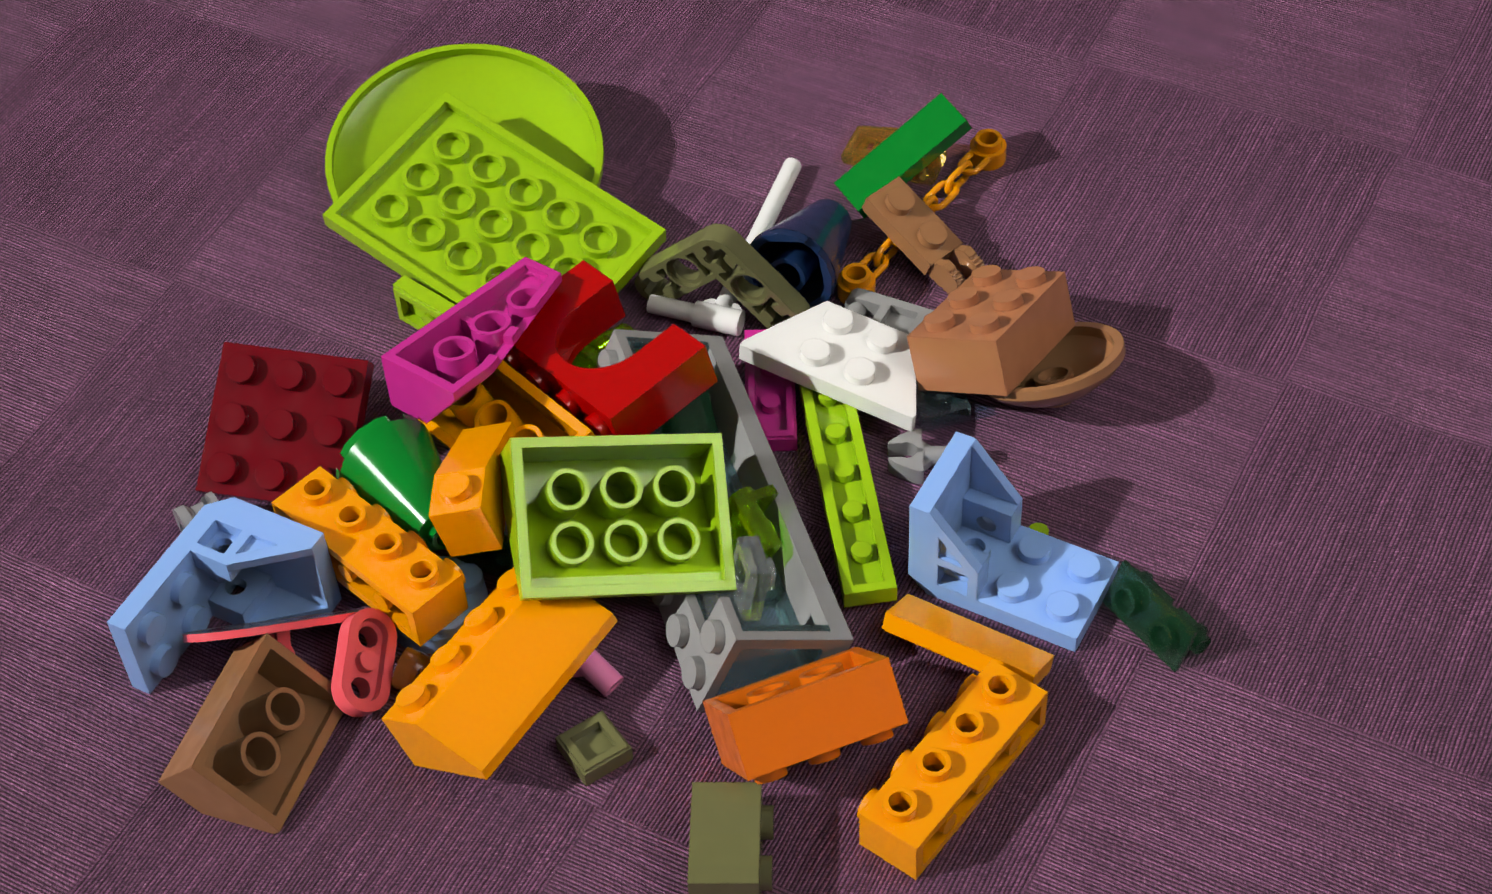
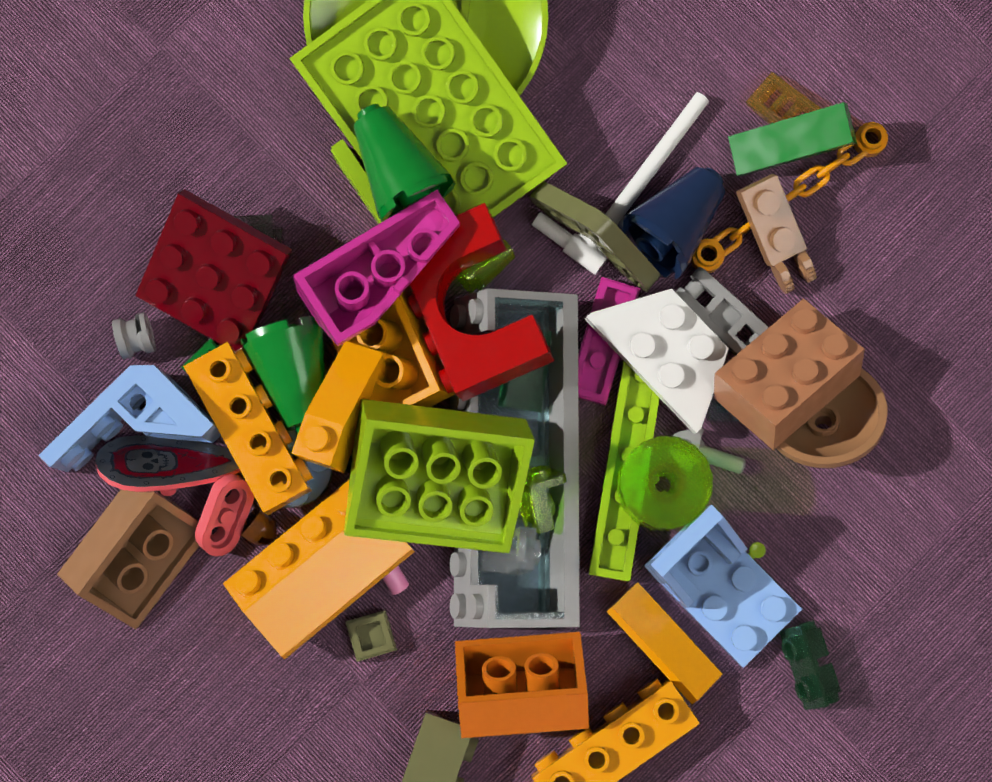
camera: 15 degrees right, 35 degrees up
(469, 251) = (396, 162): none -> green cone
(886, 457) = (688, 477): none -> clear neon green wheel

